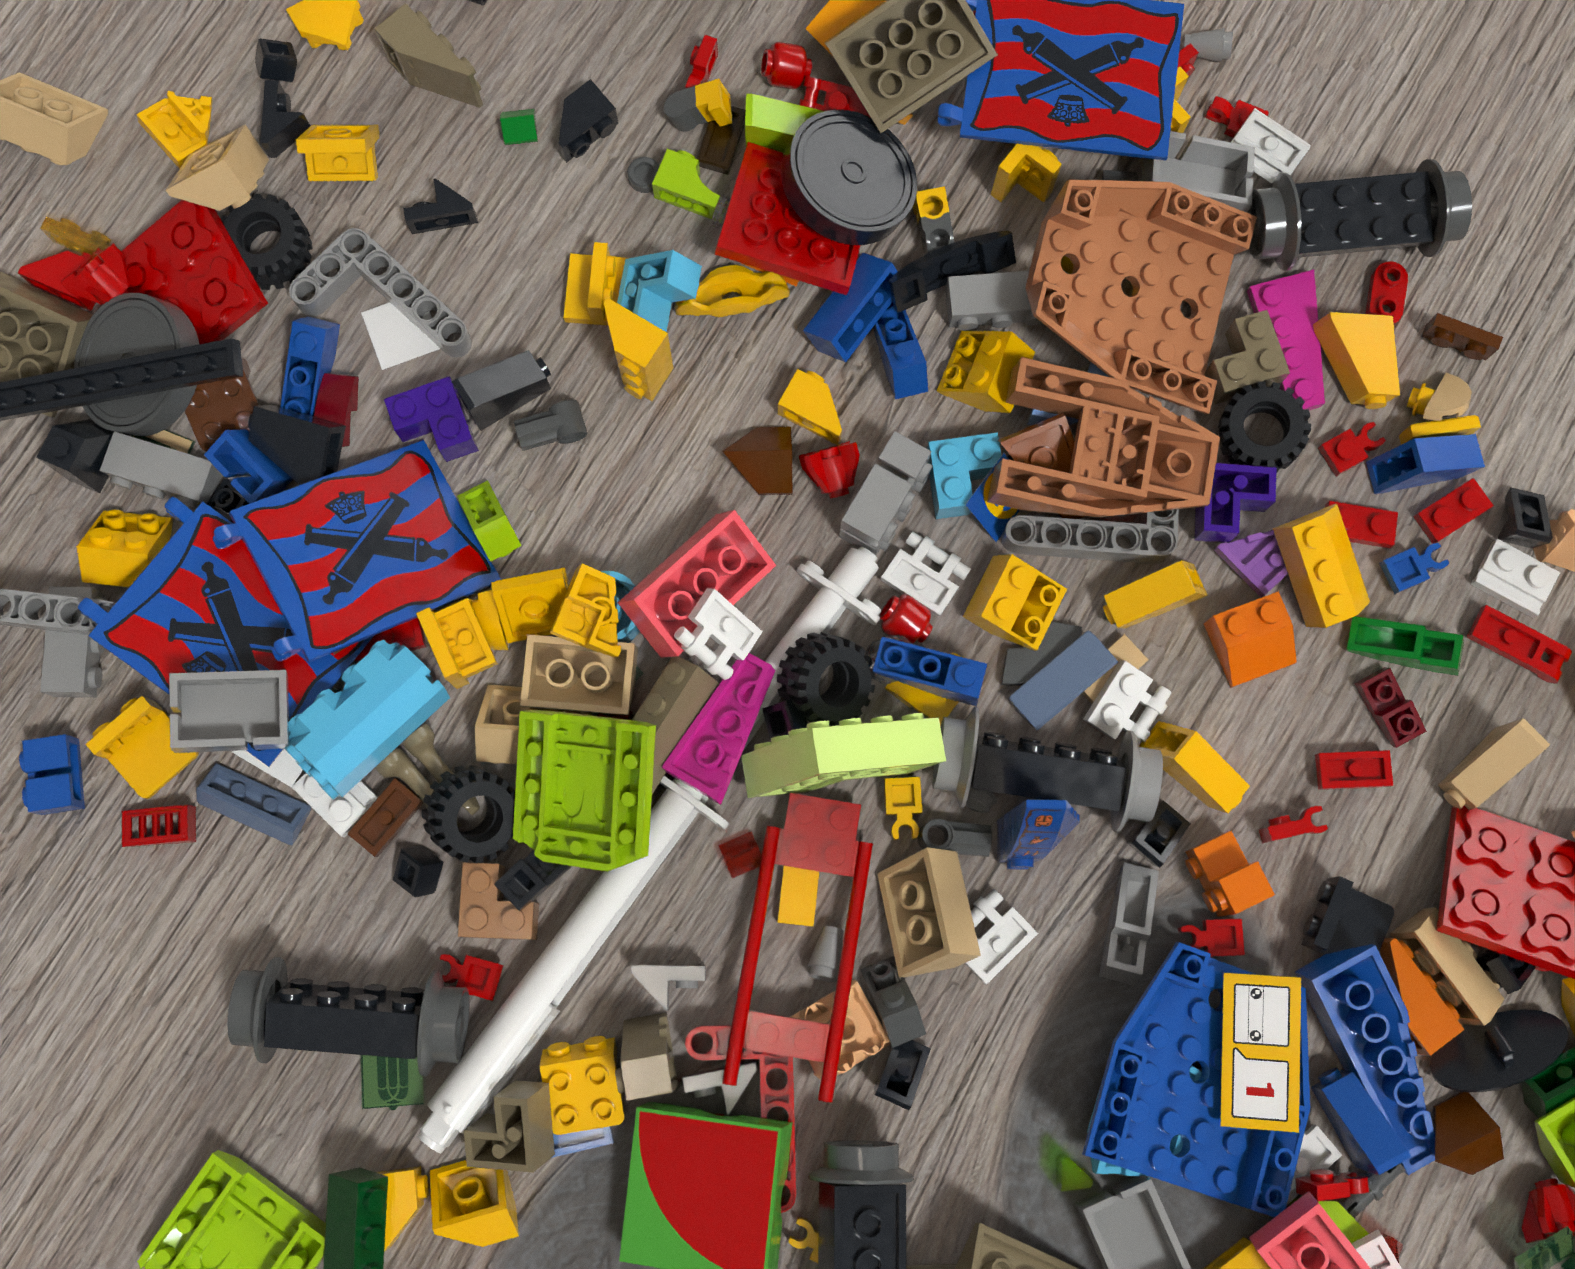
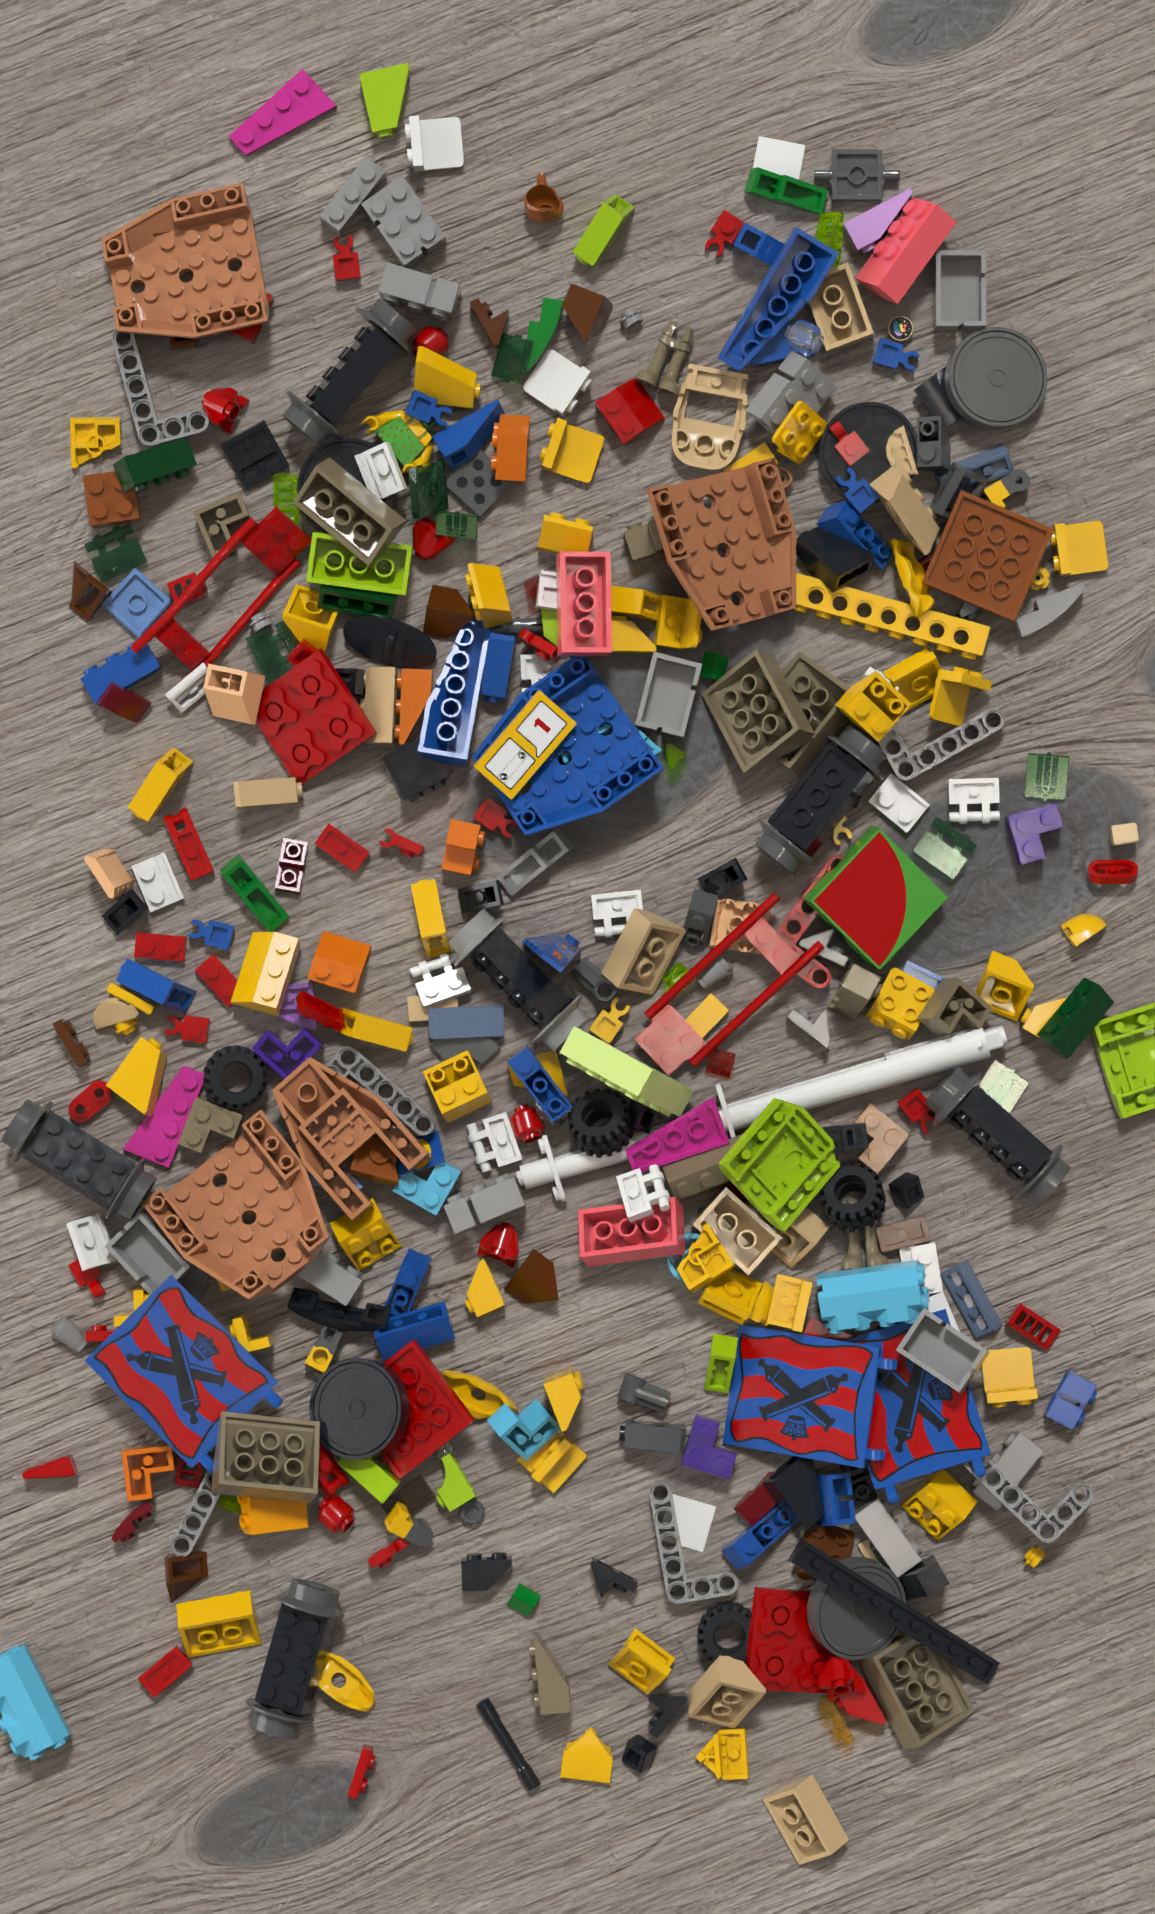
camera: 140 degrees left, 10 degrees up
(871, 915) = (674, 974): none -> clear neon green slope
(1233, 567) = (320, 1011): none -> red plate
(1442, 1200) = (488, 595): none -> yellow slope

